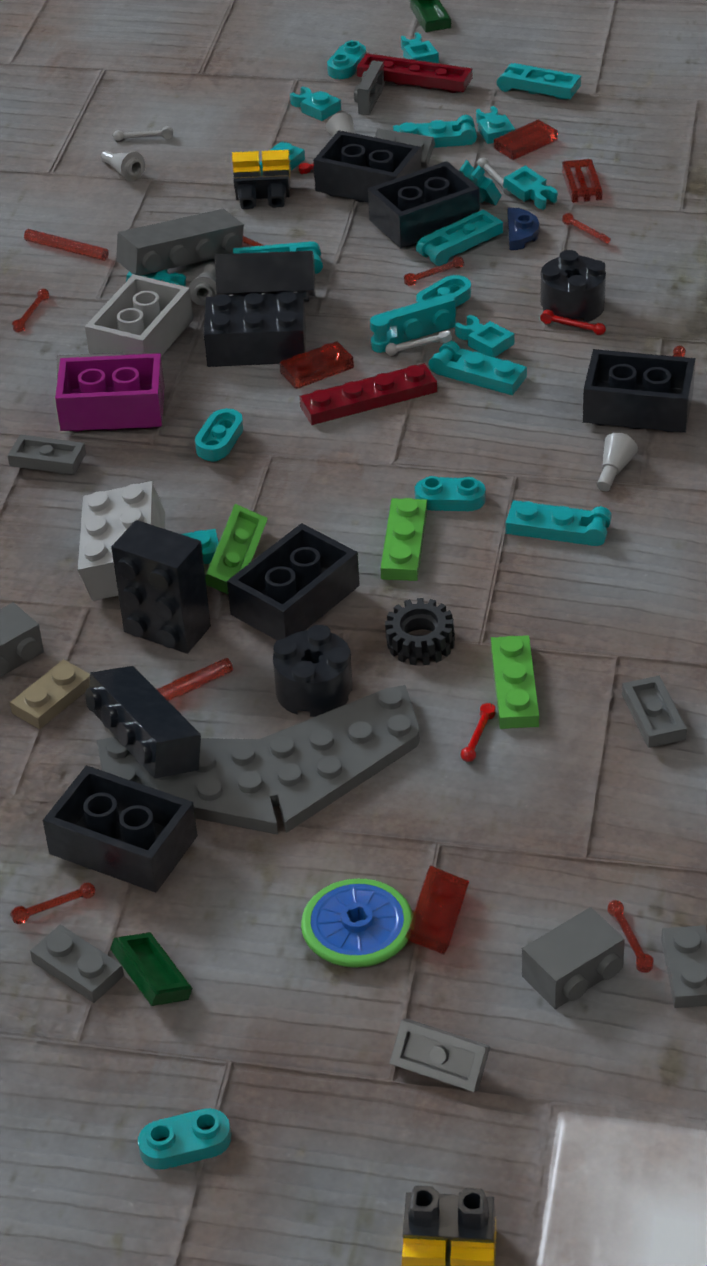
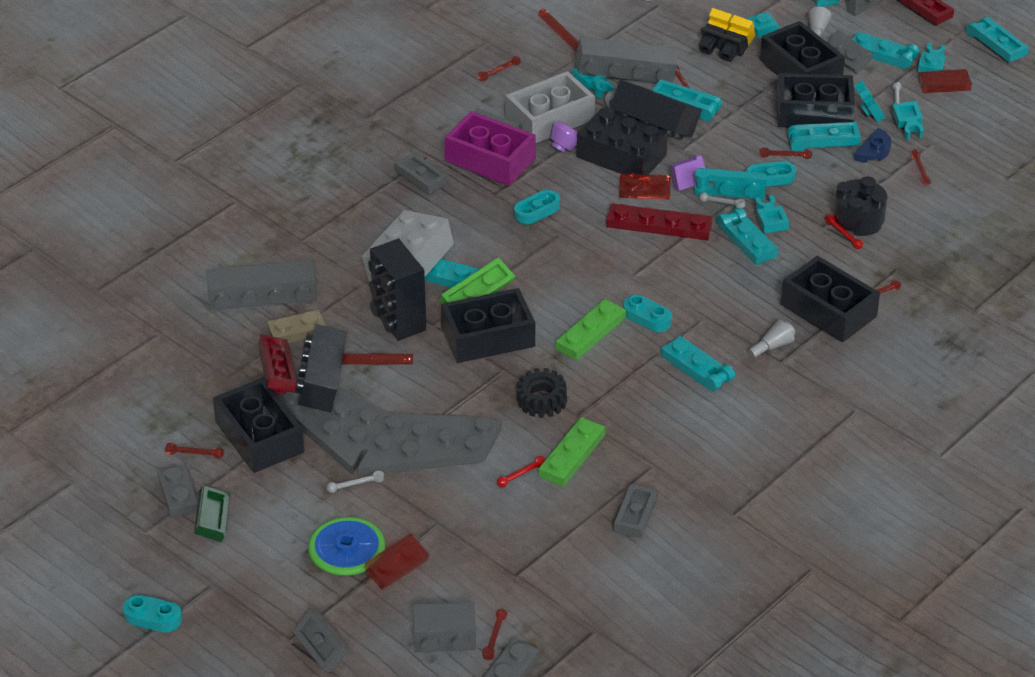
camera: 30 degrees right, 0 degrees up
(82, 743) = (277, 364): none -> dark red plate
(183, 347) = (563, 136): none -> medium lavender cone
(312, 671) = (451, 385): black brick -> none
(313, 821) = (378, 476): none -> light grey hinge
(355, 328) = (684, 172): none -> medium lavender tile
(582, 191) = (956, 142): clear red tile -> none

